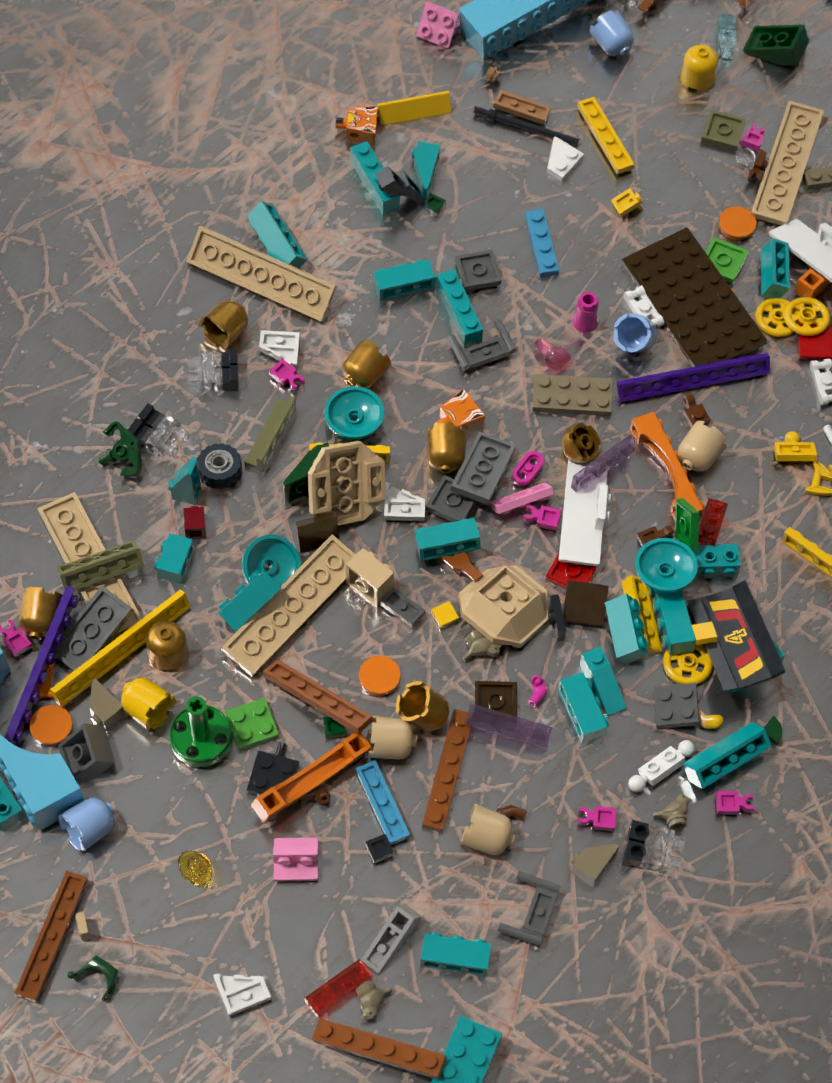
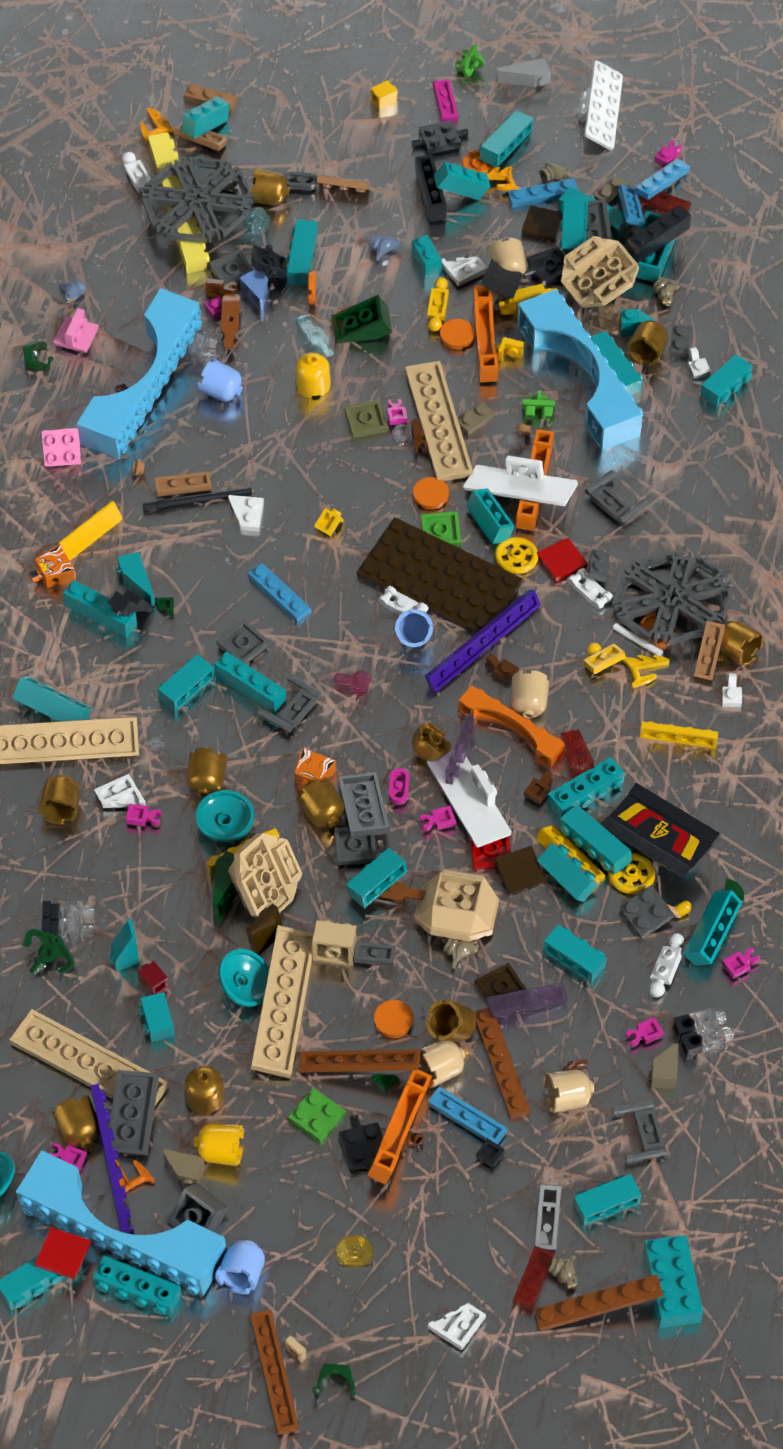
camera: 30 degrees left, 5 degrees down
(50, 725) = (150, 1209): orange tile -> none
(101, 566) = (102, 1056): olive fence -> none
(118, 649) = (166, 1114): yellow plate -> none
(200, 734) = (281, 1140): green piece -> none
(209, 466) = (145, 912): black wheel -> none
(215, 370) = (78, 844): clear hips -> none
(248, 599) = (247, 1015): teal brick -> none
(271, 434) = (163, 872): olive fence -> none
(295, 859) = (429, 1199): bright pink bracket -> none
(403, 505) = (319, 871): white wing -> none
(444, 615) = (413, 941): yellow tile -> none
(521, 498) = (411, 813): bright pink plate -> none
(539, 689) = (530, 959): dark pink arm -> none
(556, 617) = (506, 894): black plate -> none
(572, 395) = (392, 707): dark tan plate -> none
(586, 314) = (360, 633): dark pink plant -> none
(599, 671) = (576, 921): teal slope -> none
(605, 135) = (270, 472): yellow plate -> none
(666, 556) = (569, 795): teal dish -> none
(675, 813) = (702, 995): dark tan animal -> none
(687, 524) = (563, 761): green plate -> none
(704, 633) = (634, 840): yellow tile -> none
(806, 330) = (540, 542): yellow plate -> none

